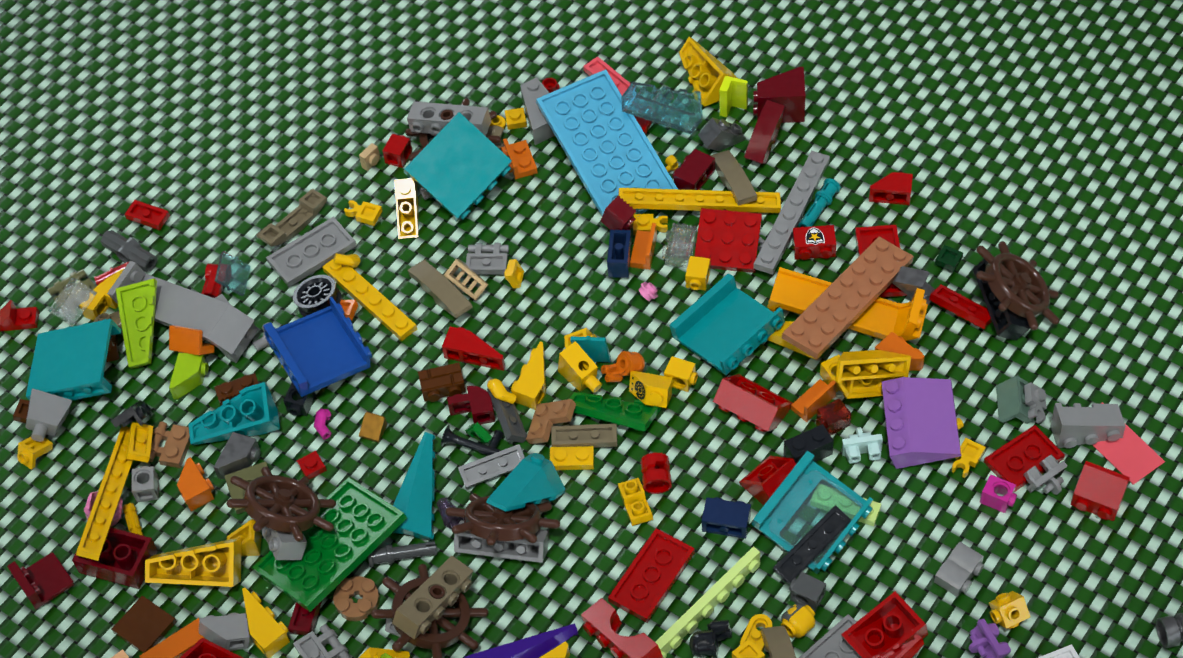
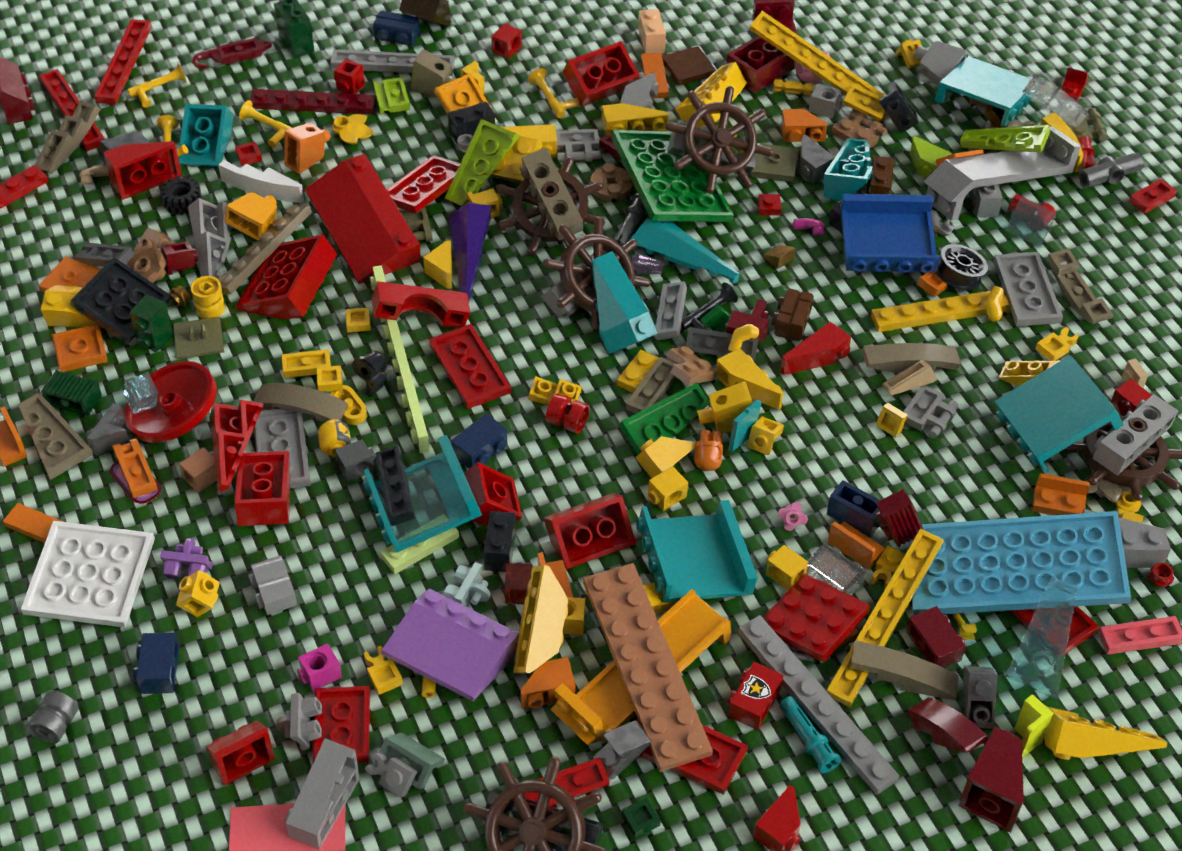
camera: 115 degrees right, 5 degrees down
(1081, 598) = (157, 663): none -> dark blue brick

